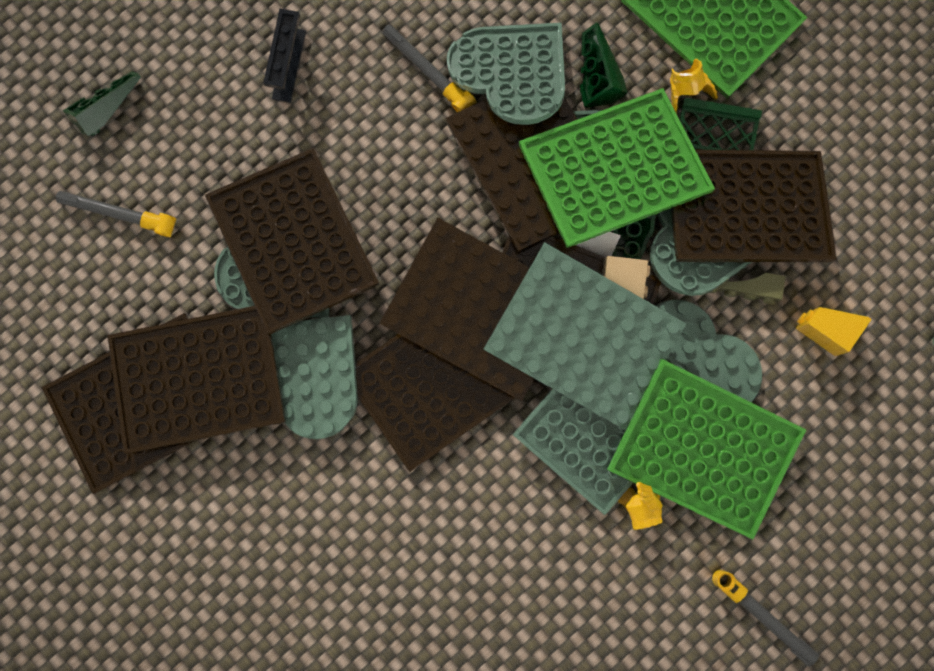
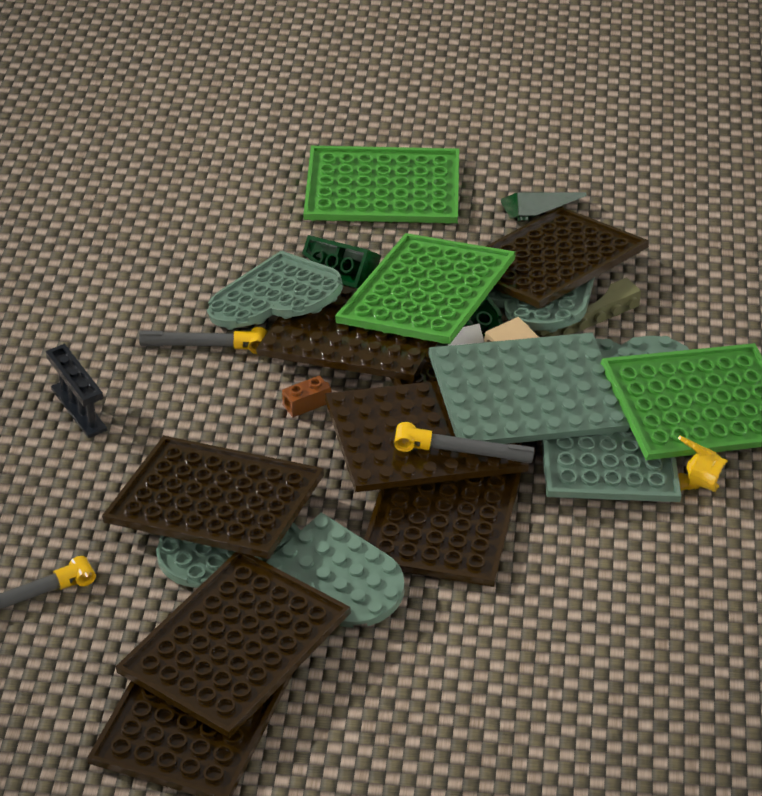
camera: 45 degrees left, 40 degrees down
(446, 190) = (305, 396): none -> dark orange brick
(450, 317) = (410, 437): none -> dark grey piece
(690, 83) = (422, 221): yellow helmet -> none
(723, 111) = (474, 222): dark green fence -> none
(798, 132) = (529, 204): none -> wedge
(832, 329) = (696, 283): yellow slope -> none

